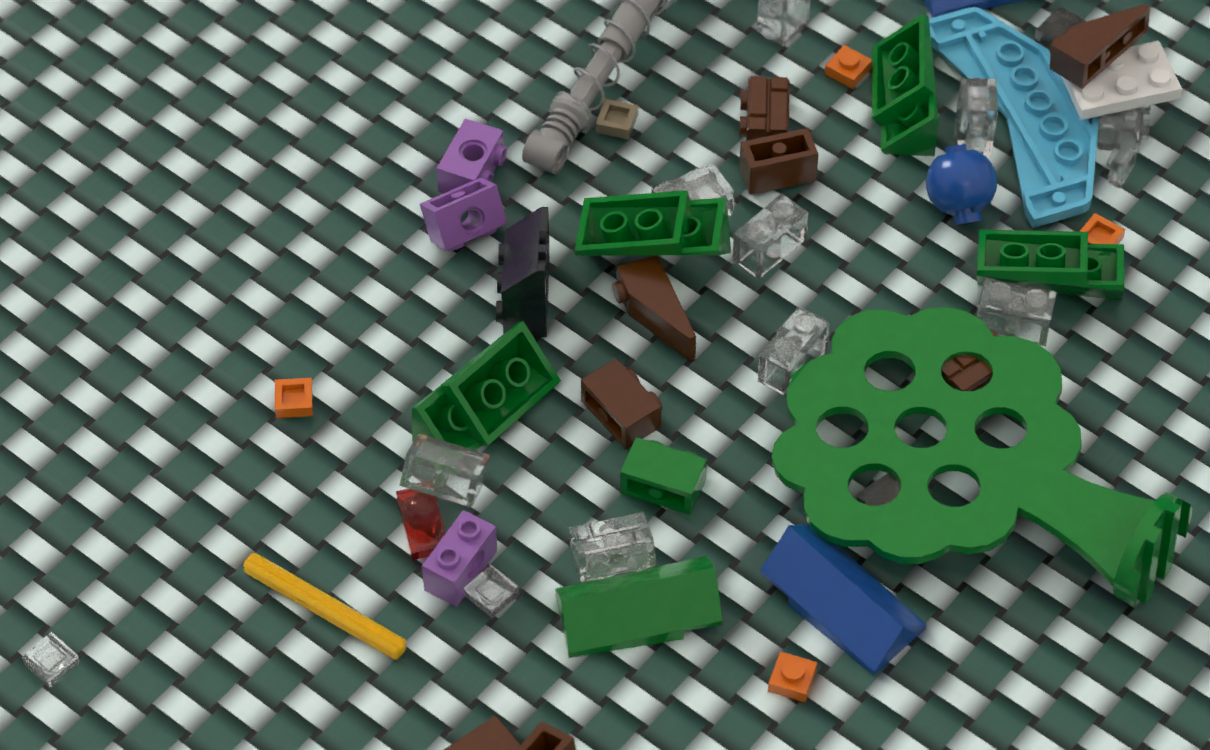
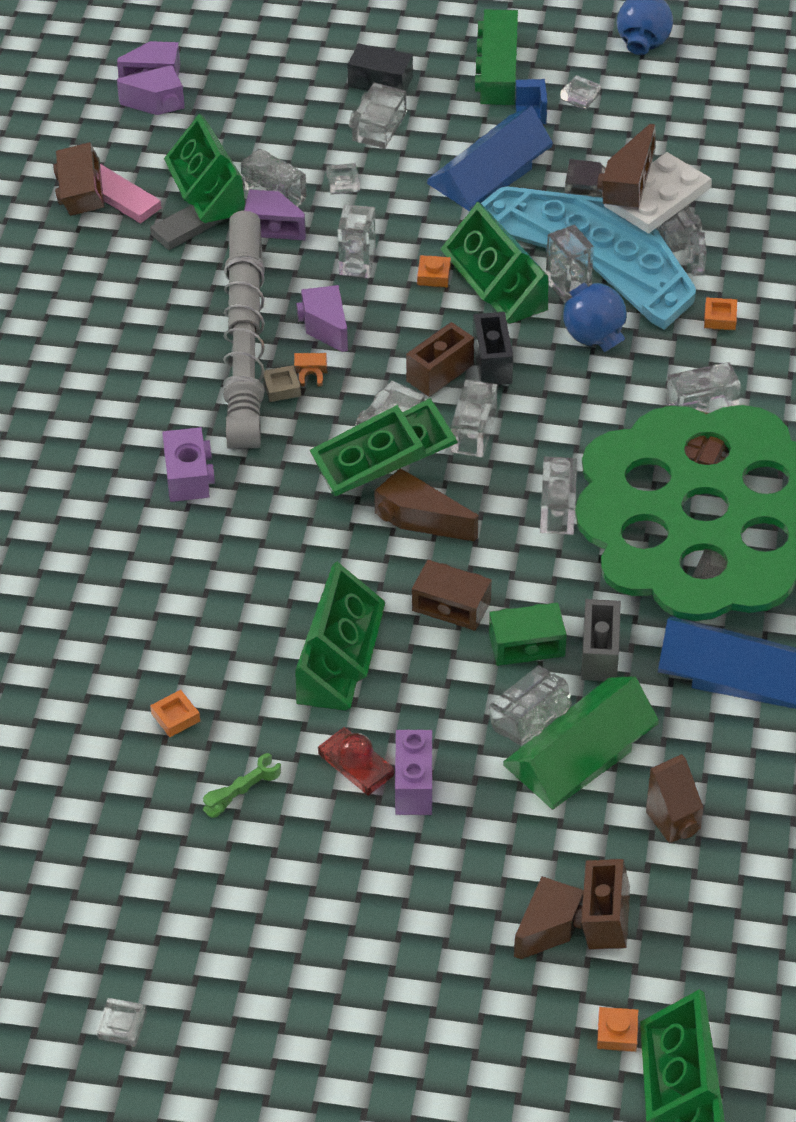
camera: 30 degrees left, 5 degrees down
(275, 498) = (220, 798): none -> bright green piece
(325, 606) = (324, 864): yellow axle -> none
(444, 470) = (352, 708): clear brick -> none
(445, 211) = (215, 506): medium lavender brick -> none
(491, 591) = (456, 786): clear plate -> none
(525, 274) = (305, 526): black wedge -> none
(657, 112) = (310, 364): none -> orange tile
(673, 705) = (674, 800): none -> reddish brown slope
(705, 67) = (324, 316): none -> medium lavender slope
(722, 515) = (600, 639): none -> dark grey brick
(765, 106) = (397, 327): reddish brown brick -> none
(792, 676) = (739, 738): orange plate -> none
(837, 173) = (493, 348): none -> black brick
(1052, 262) = (704, 343): green slope -> none

